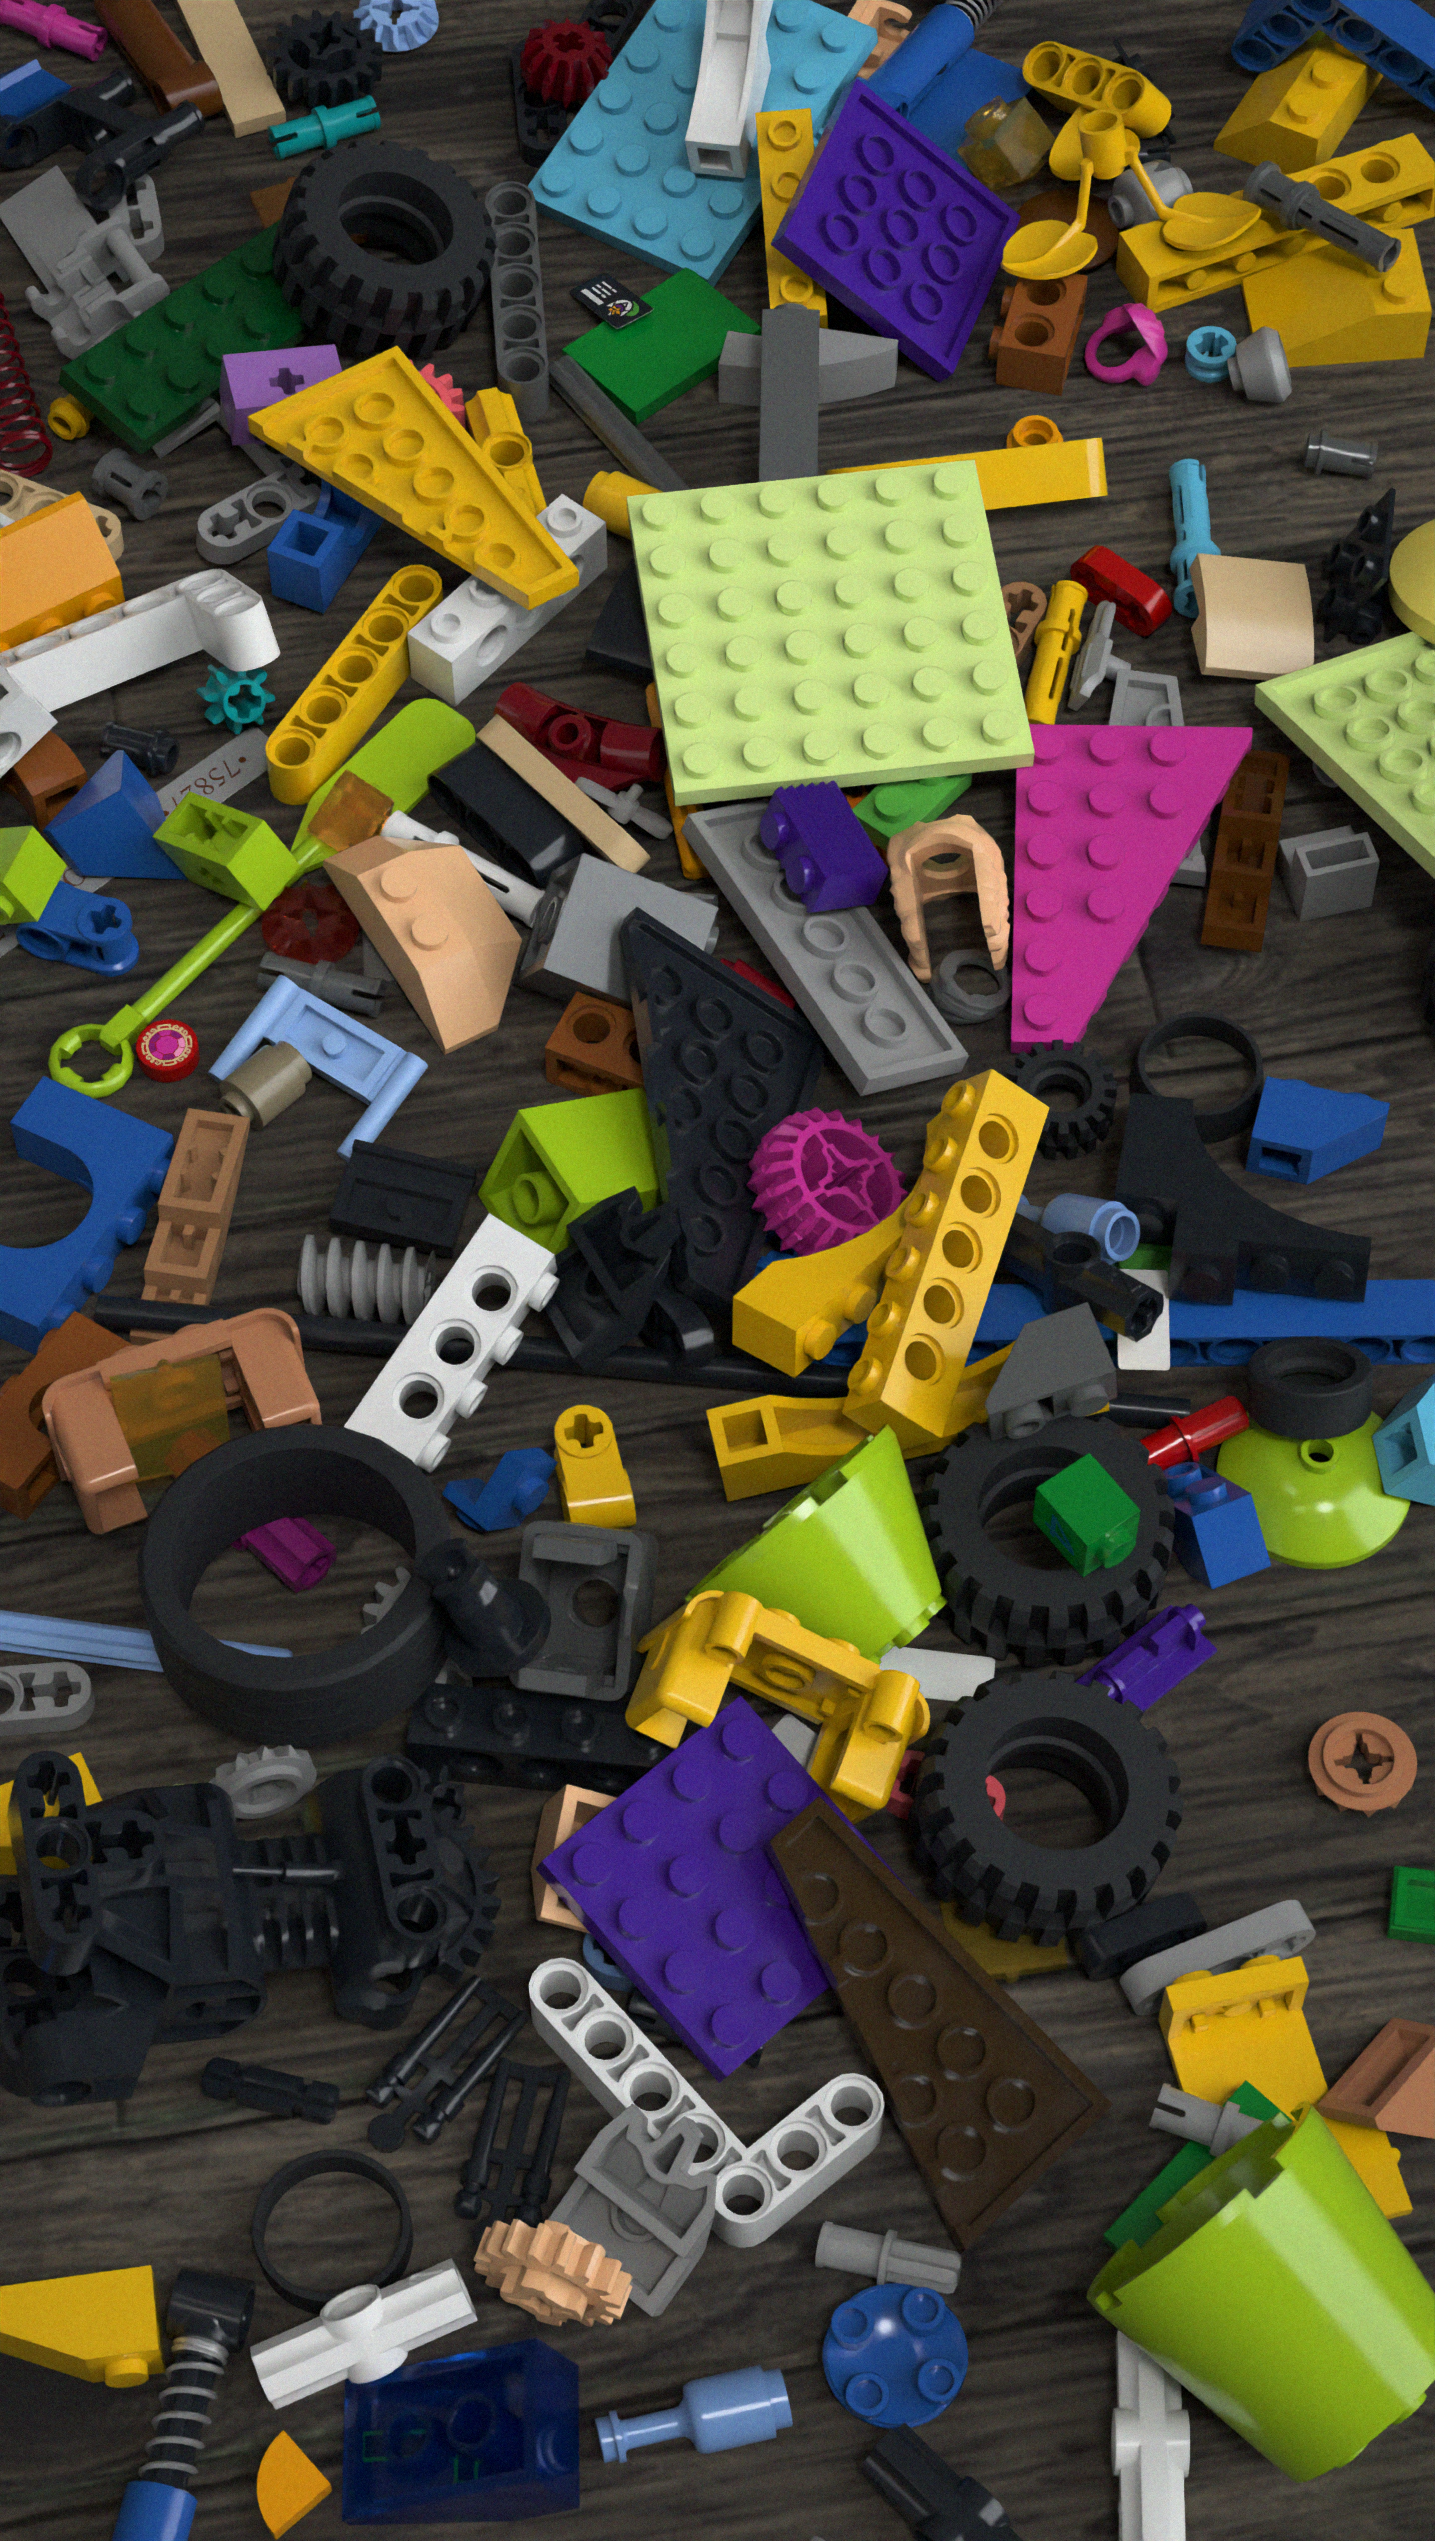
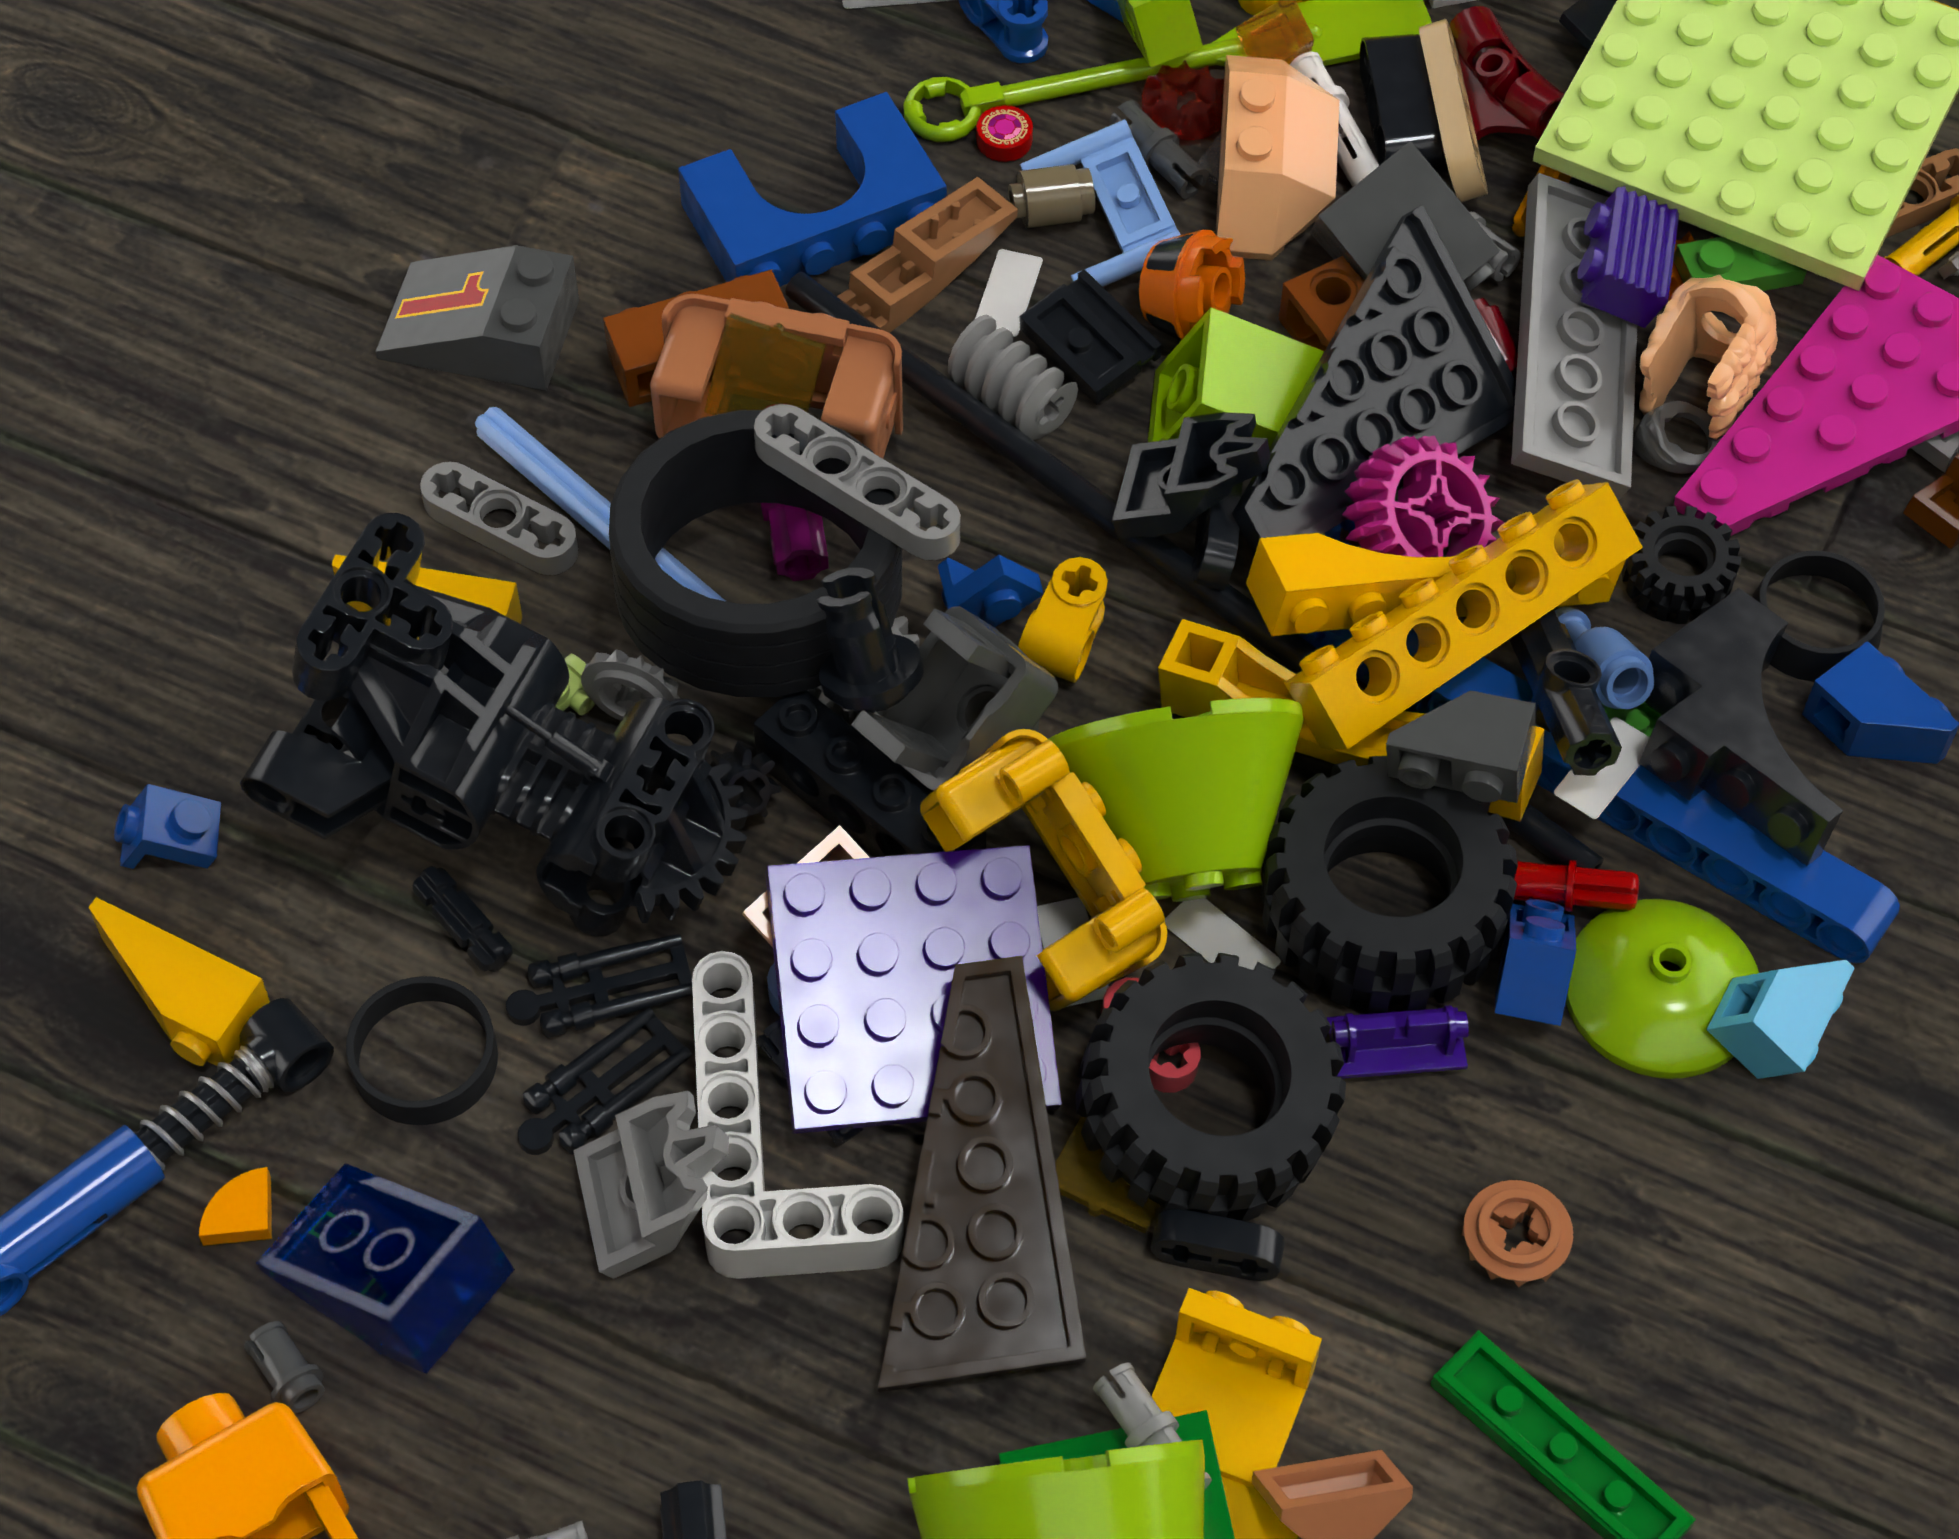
camera: 35 degrees right, 0 degrees up
(287, 1200) = (1010, 288): none -> white sticker
(363, 2334) = (375, 1135): white piece -> none
(364, 1453) = (864, 474): none -> light grey beam
(461, 1098) = (1187, 278): none -> orange cone
(491, 1258) = (1044, 431): white brick -> none
(553, 2272) = (540, 1182): light nougat gear -> none
(626, 807) = (1500, 147): light grey piece -> none
(713, 2414) = (581, 1375): medium blue piece -> none
(888, 2258) = (813, 1353): light grey axle -> none
(895, 2355) = (760, 1431): blue dish -> none
(1087, 1516) = (1411, 875): green brick -> none
(1271, 1931) = (1327, 1311): light grey beam -> none
(1309, 1387) = (1703, 904): black tyre -> none

